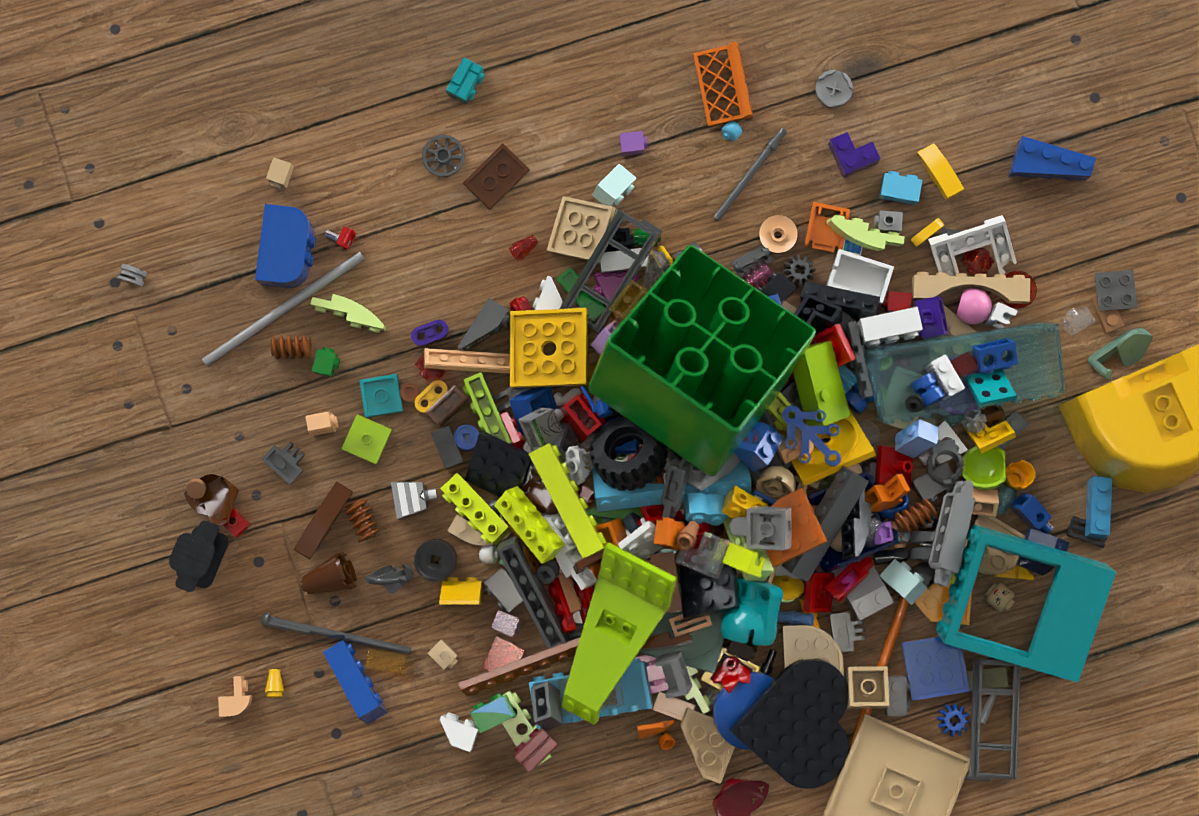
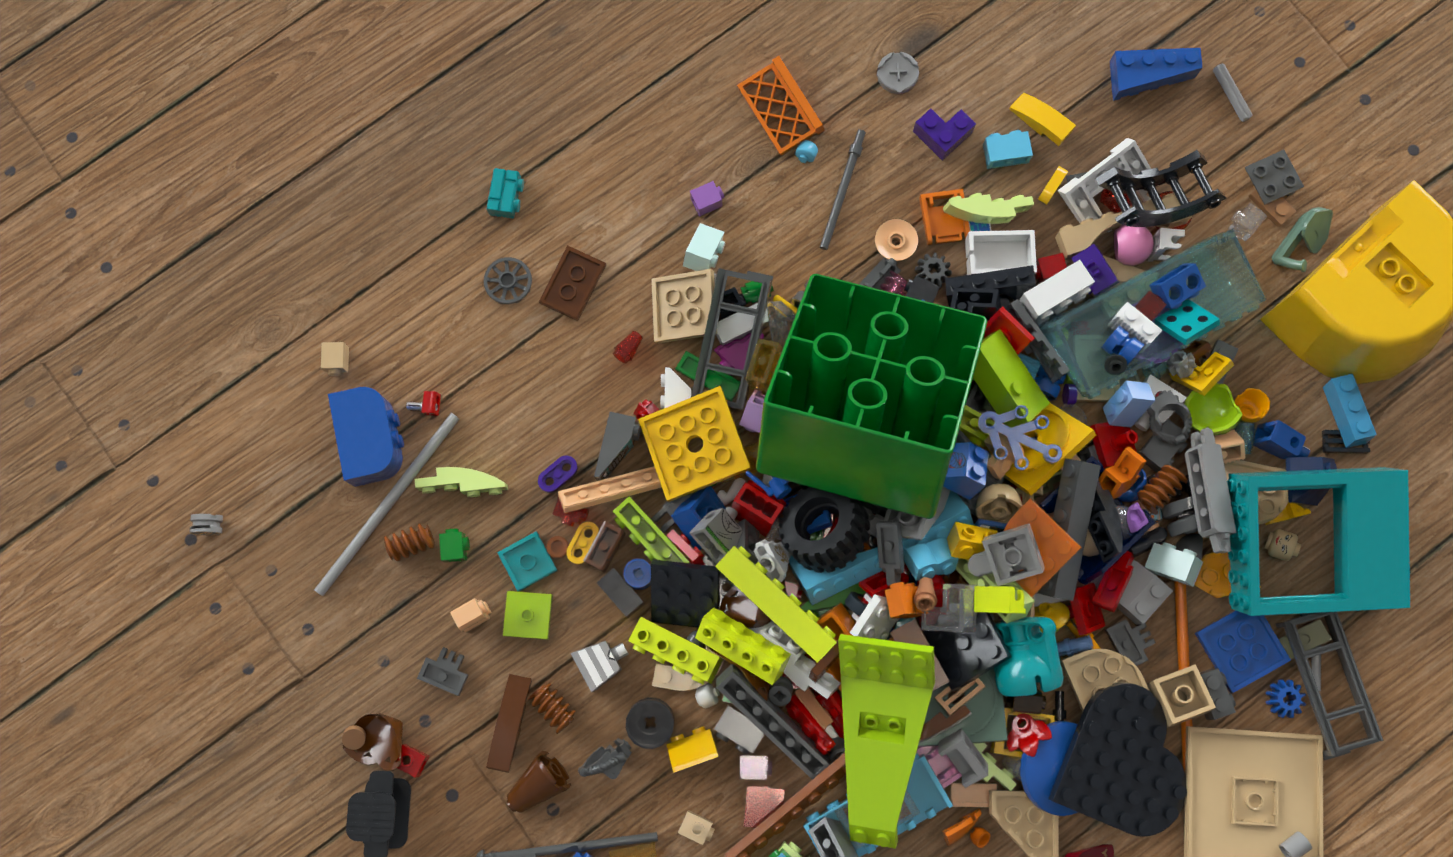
camera: 20 degrees left, 5 degrees down
(872, 414) = (1069, 394): none -> dark purple tile
(888, 221) = (1008, 186): light grey brick -> none
(976, 250) = (1124, 182): none -> black fence
(1111, 204) = (1232, 92): none -> light grey axle

